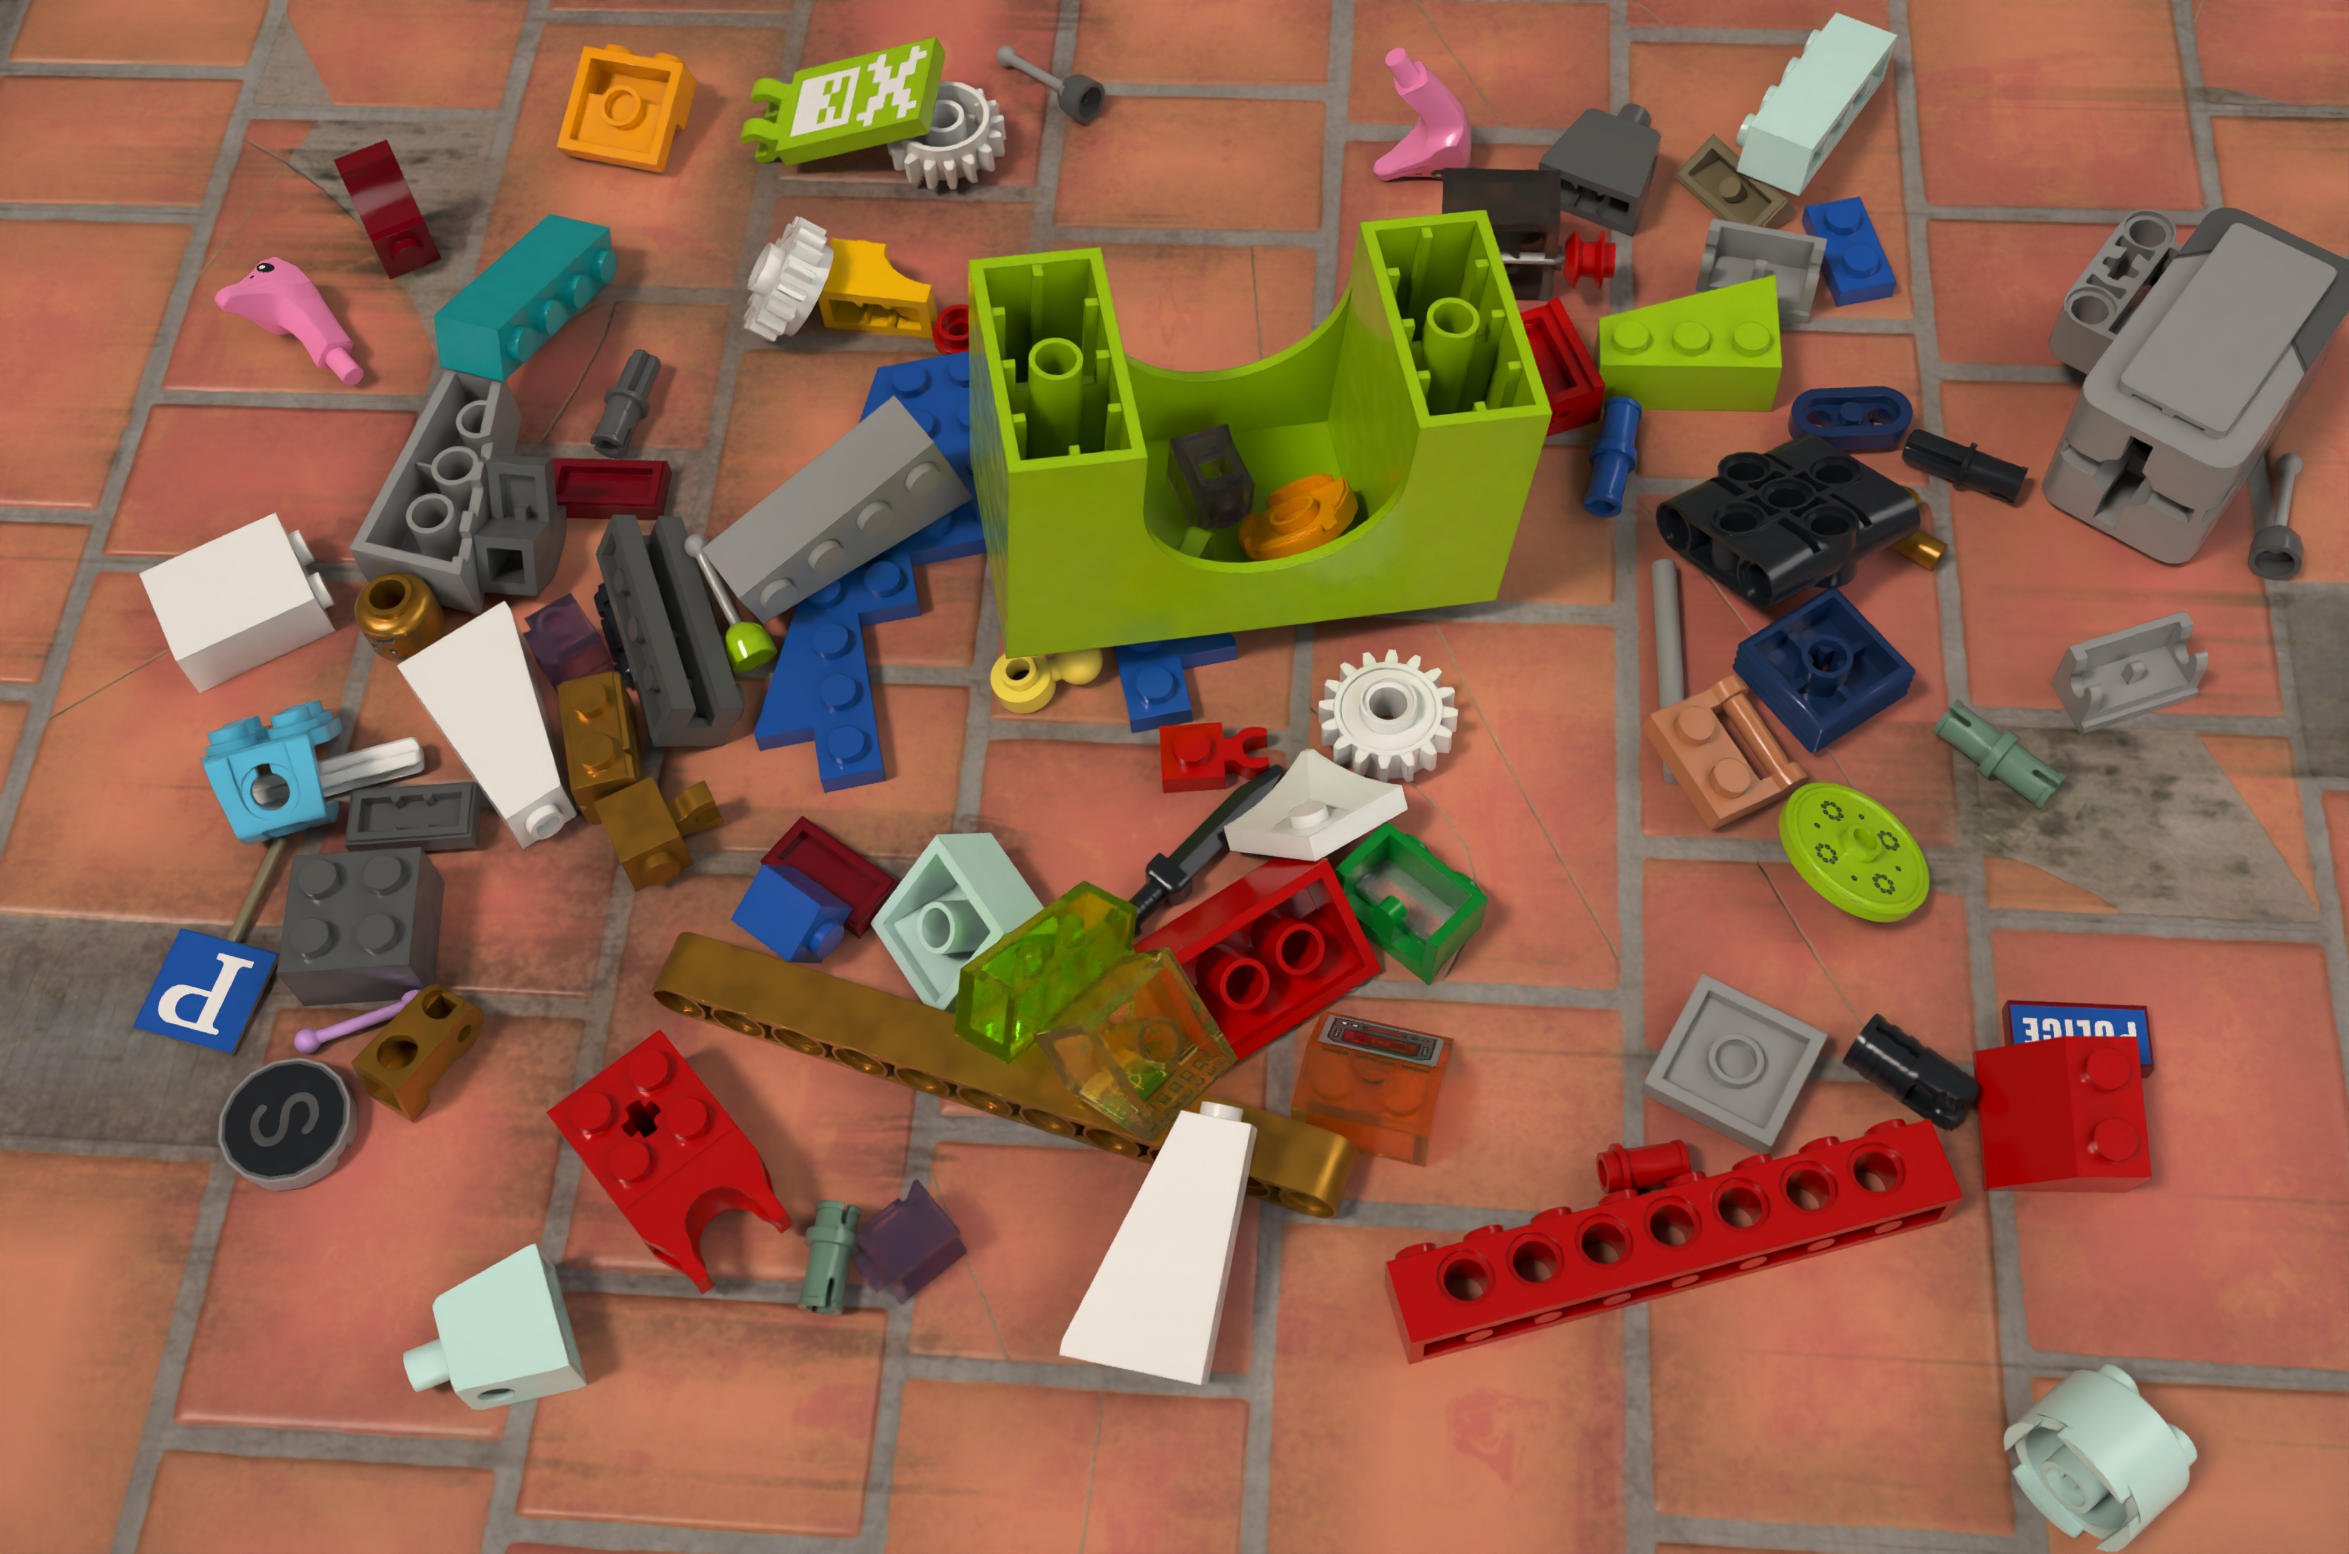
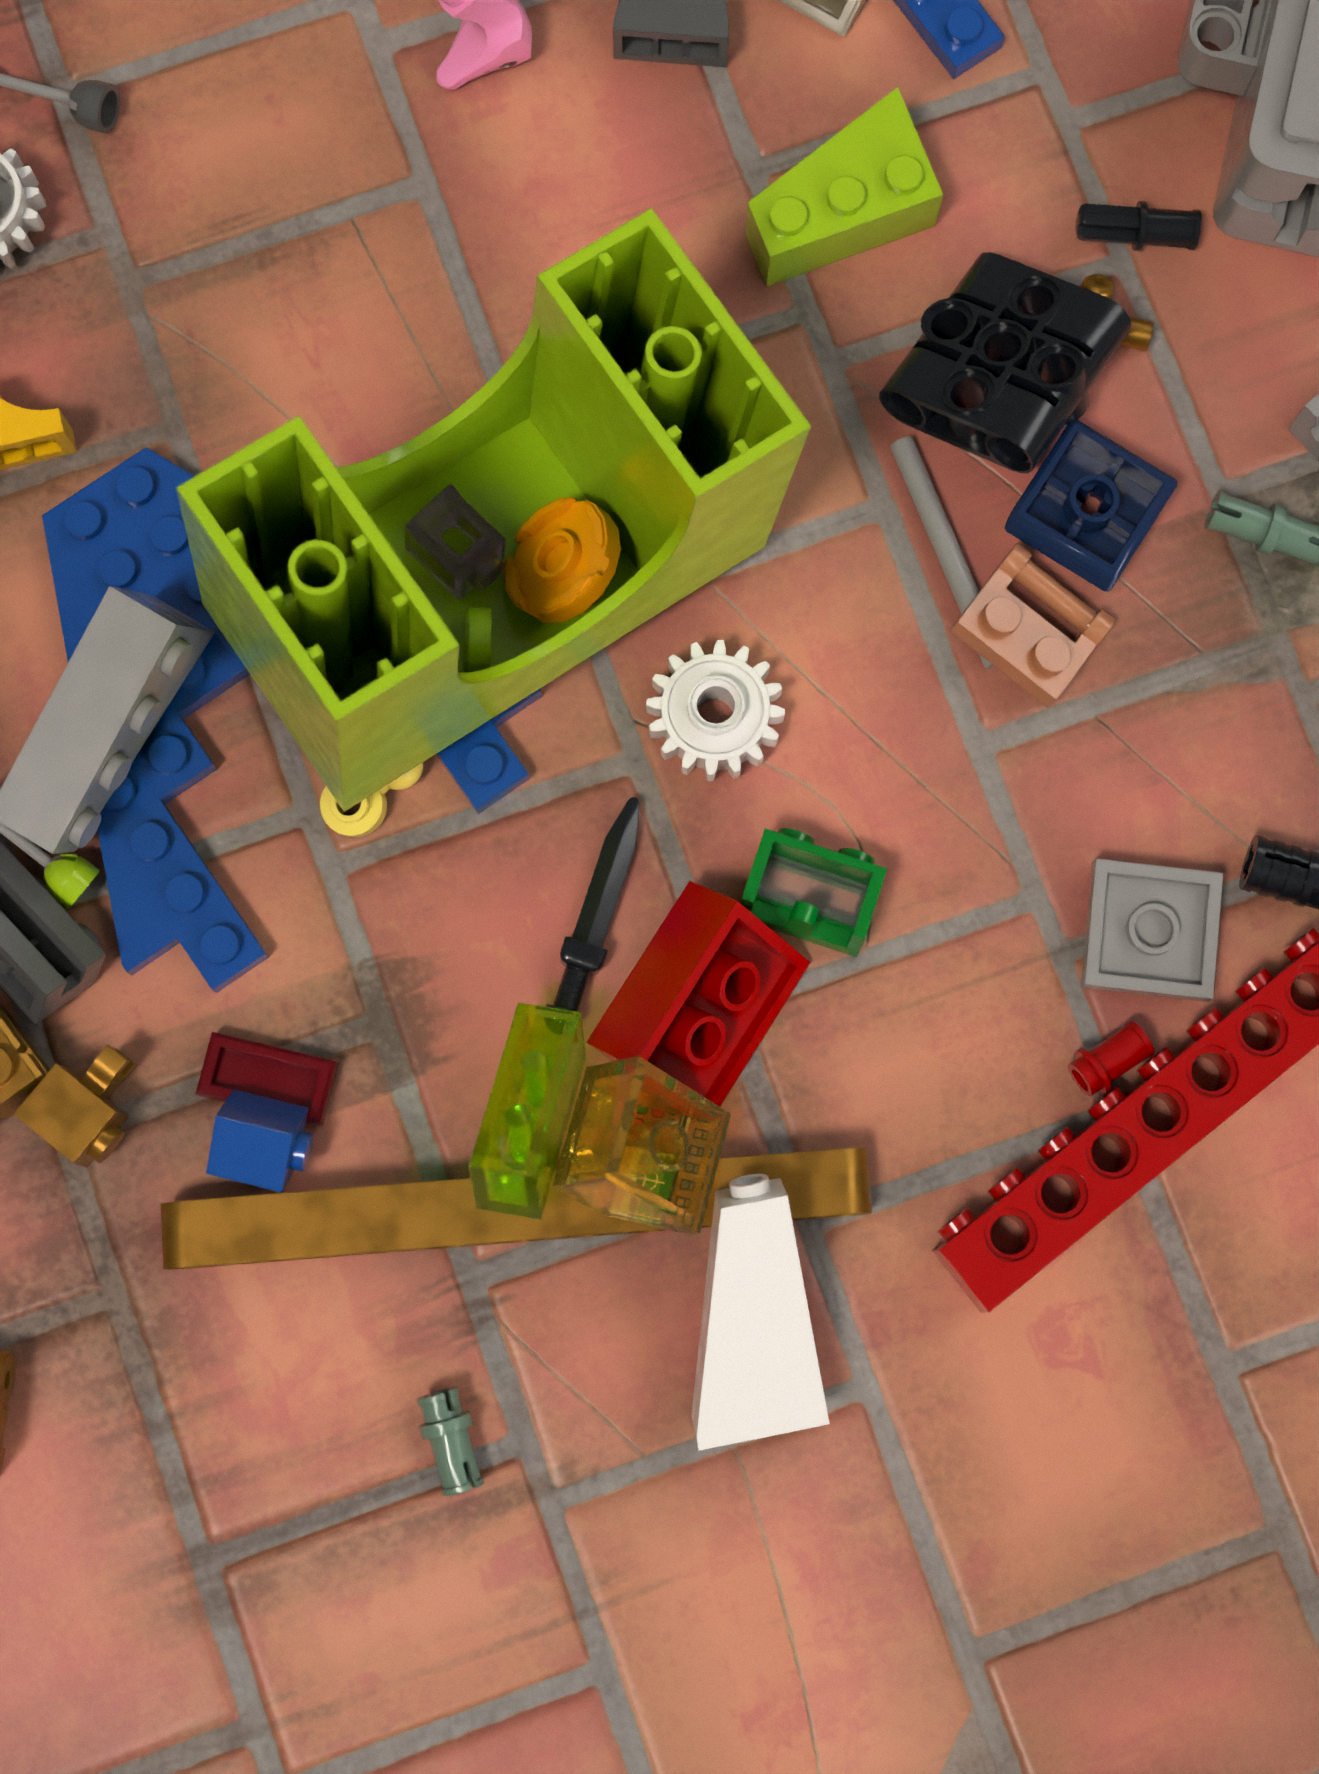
camera: 30 degrees left, 20 degrees up
(501, 1336) = (197, 1639): light aqua torso -> none
(680, 1173) = (288, 1421): red brick -> none
(907, 1245) = (513, 1403): clear purple window -> none
(951, 910) = (417, 1080): light aqua slope -> none
(952, 330) = (96, 427): red plate -> none
(1198, 756) = (555, 817): red plate -> none
(1314, 811) = (693, 841): white plate -> none
(1373, 1085) = (852, 1077): clear orange slope -> none
(1526, 226) = (610, 138): clear smoke brick -> none
(1565, 368) = (723, 258): red hinge -> none
(1613, 457) = (810, 341): blue pin -> none
(1750, 252) = (861, 68): light grey hinge -> none
(1848, 416) = (1012, 214): dark blue plate -> none
(1853, 852) = (1183, 685): lime shield -> none

